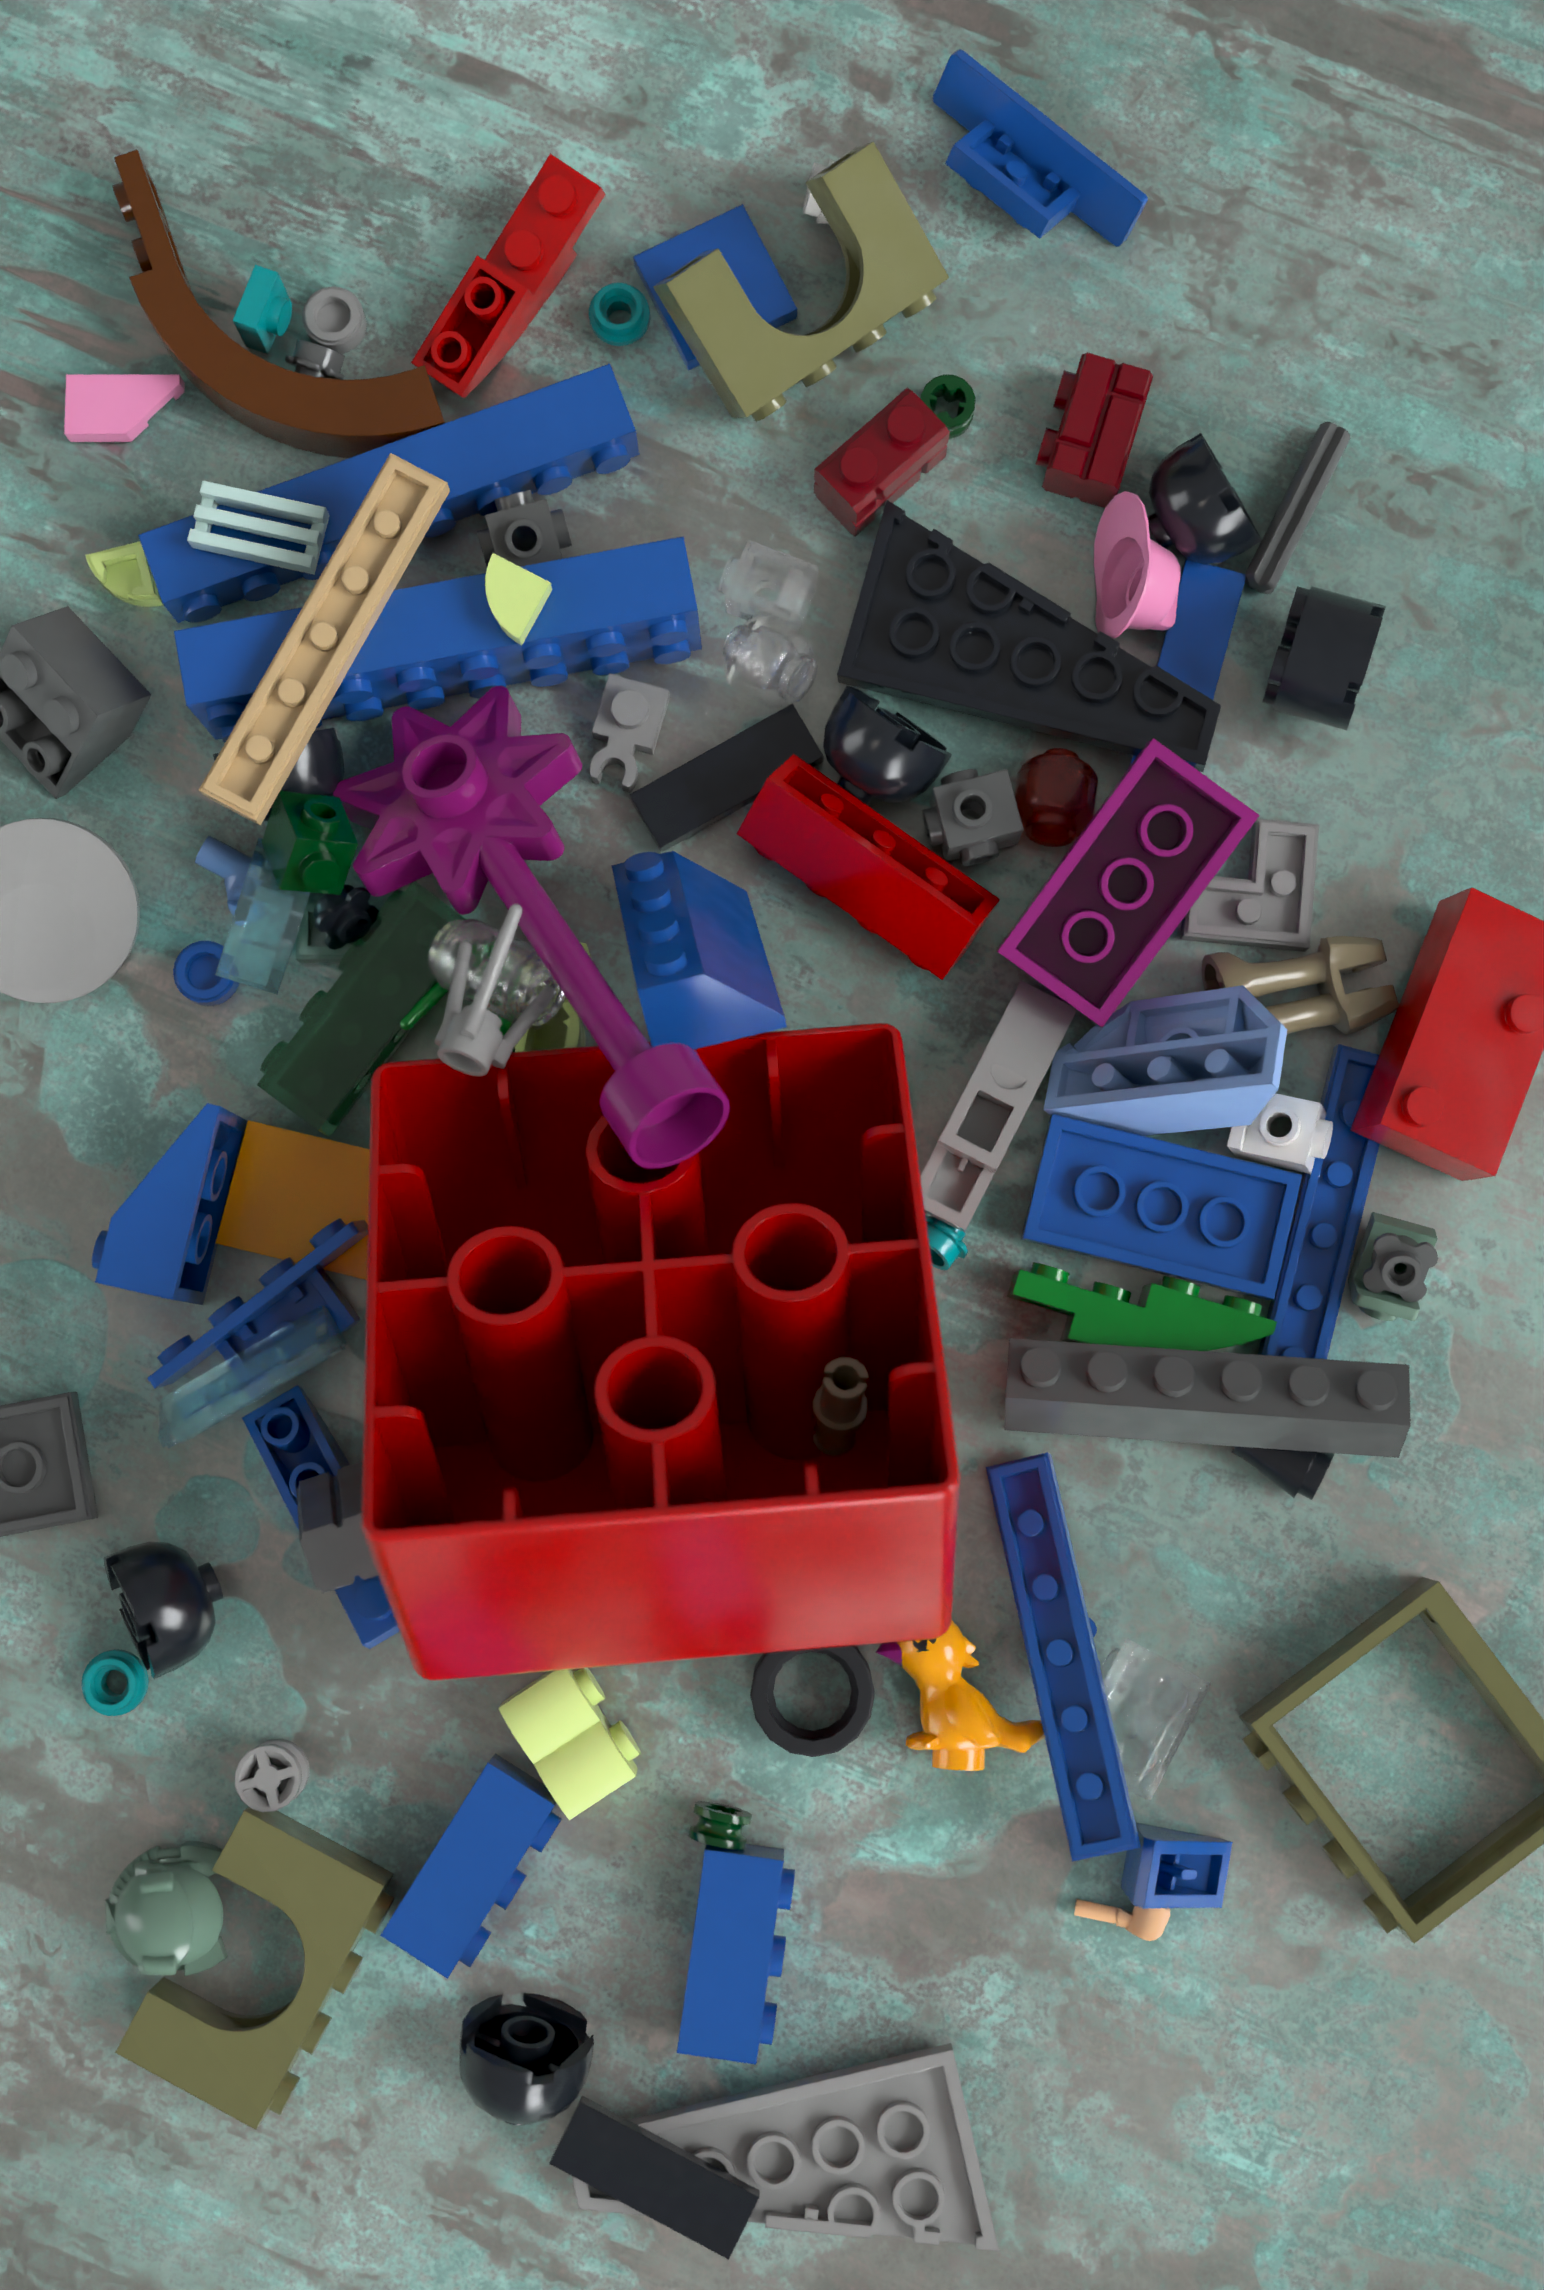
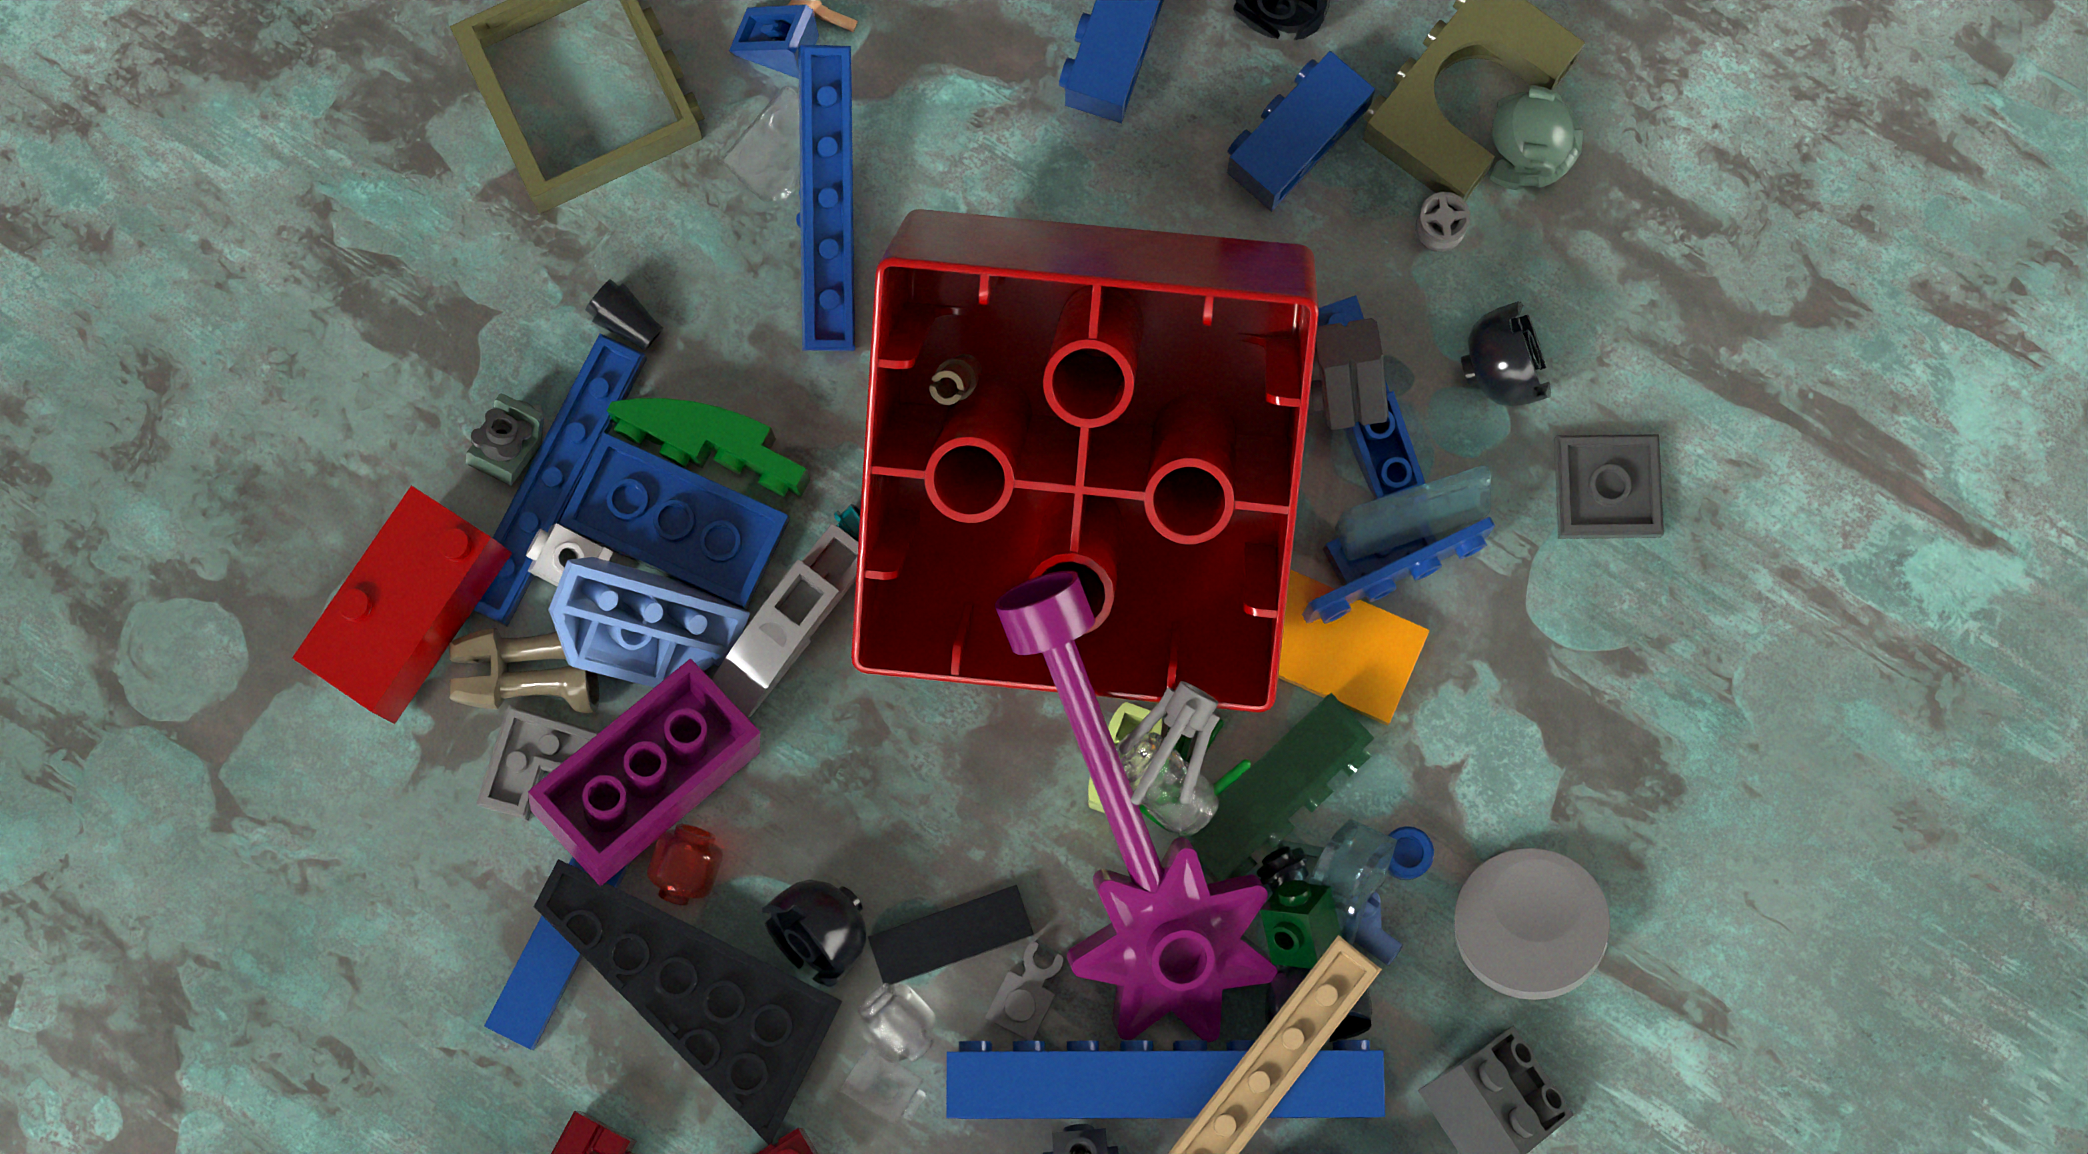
camera: 170 degrees left, 5 degrees down
(95, 1682) = (1558, 297): teal plate -> none
(169, 1225) = (1468, 628): blue slope -> none
(514, 596) = (1096, 1087): yellowish green tile -> none
(571, 1738) = (1209, 198): yellowish green brick -> none
(694, 953) = (1001, 768): blue slope -> none
(720, 1825) = (1109, 126): dark green bush -> none
(824, 1740) = (1022, 172): black tyre -> none
(867, 866) = (849, 831): red brick -> none
(953, 1713) = (913, 166): light orange animal -> none
(986, 799) = (738, 848): dark grey brick -> none
(1132, 573) = (578, 1040): bright pink piece -> none
(1198, 506) = (509, 1086): black cylinder -> none
(1207, 1397) = (674, 362): dark grey brick -> none
(1296, 507) = (427, 1078): dark grey axle -> none
(1327, 656) = (438, 932): black brick -> none

